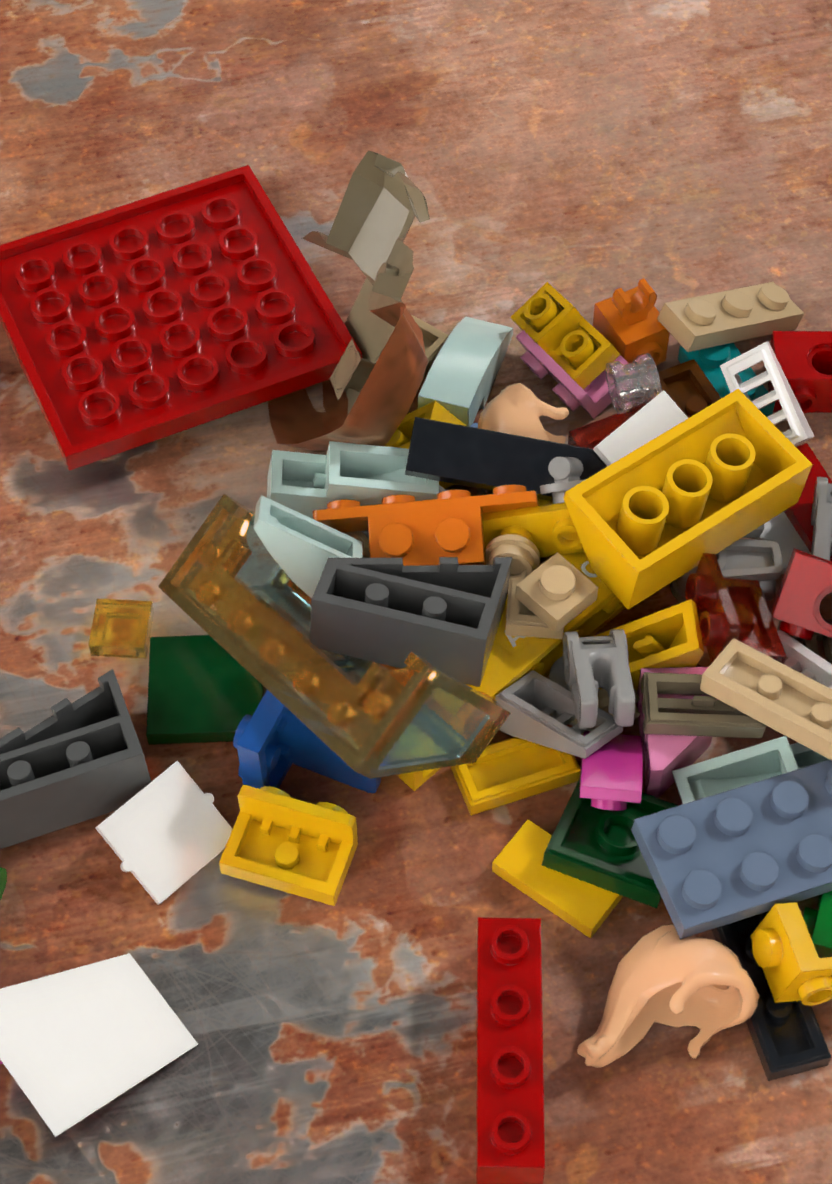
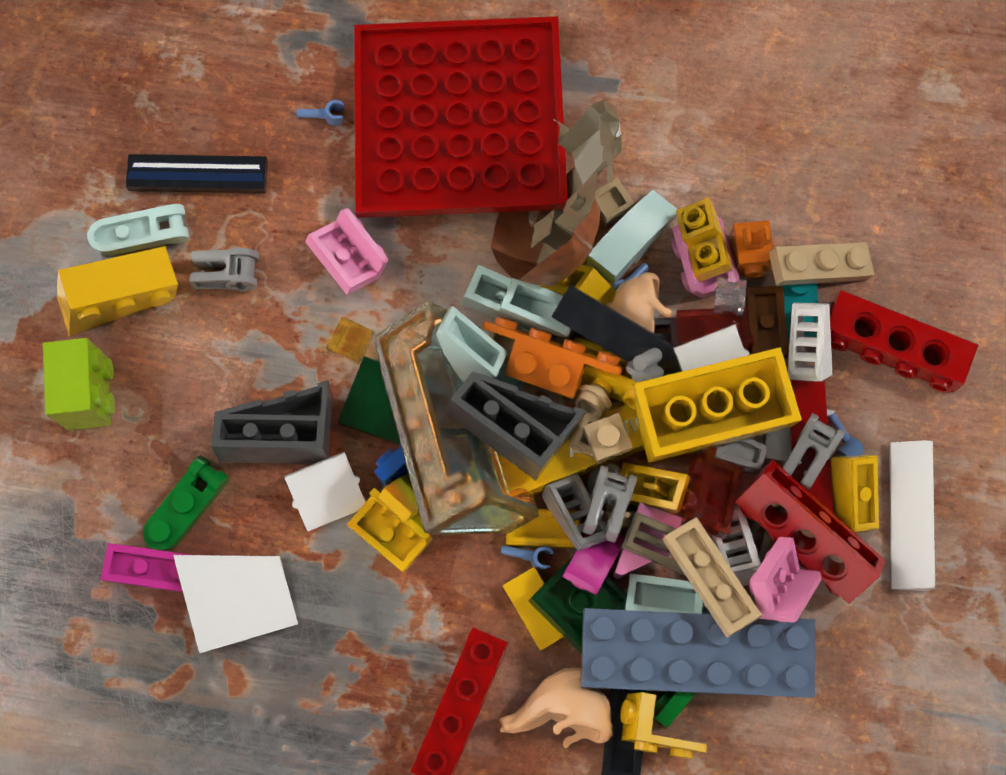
camera: 25 degrees right, 20 degrees up
(75, 513) = (348, 252): none -> bright pink bracket
(300, 780) = (400, 498): none -> yellow slope
(517, 811) = (527, 555): none -> medium blue hand

